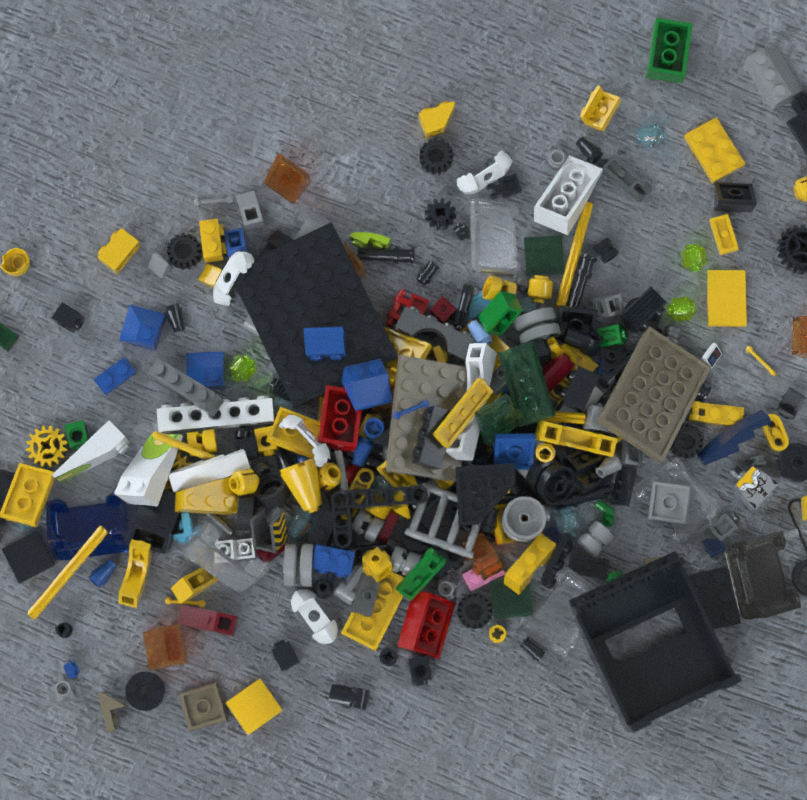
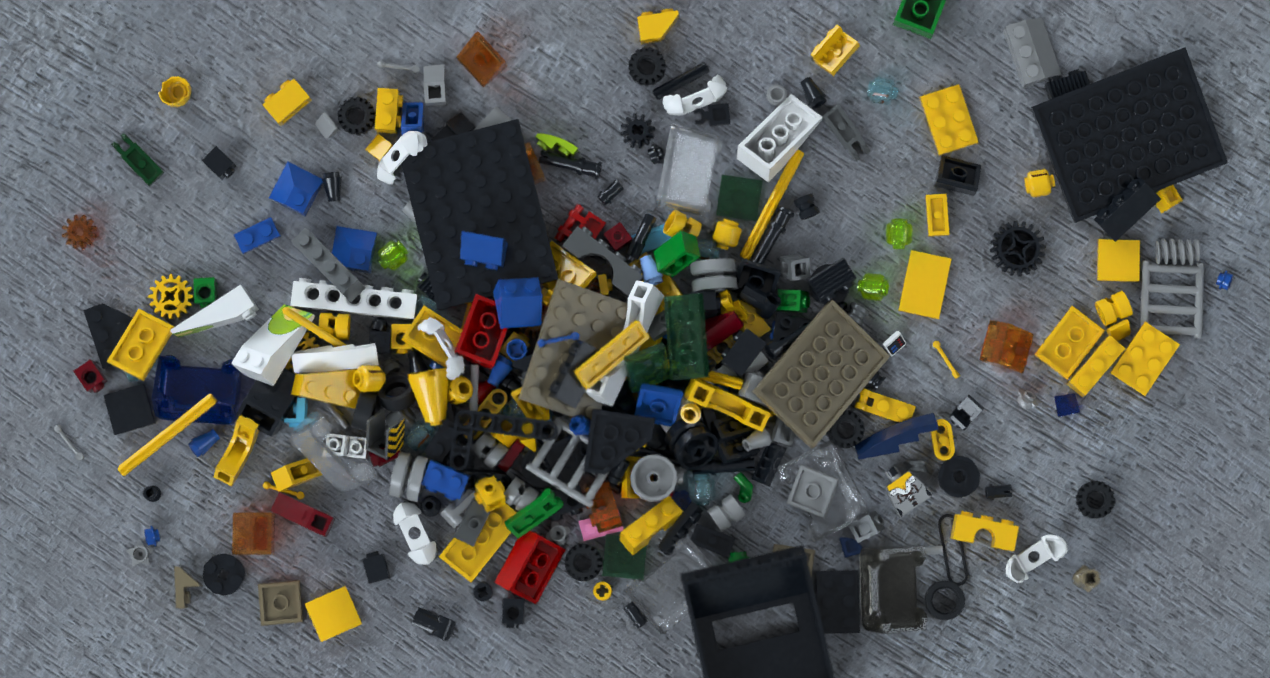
camera: 15 degrees right, 5 degrees up
(446, 485) = (580, 425): none -> blue cone
(469, 163) = (680, 81): none -> black axle

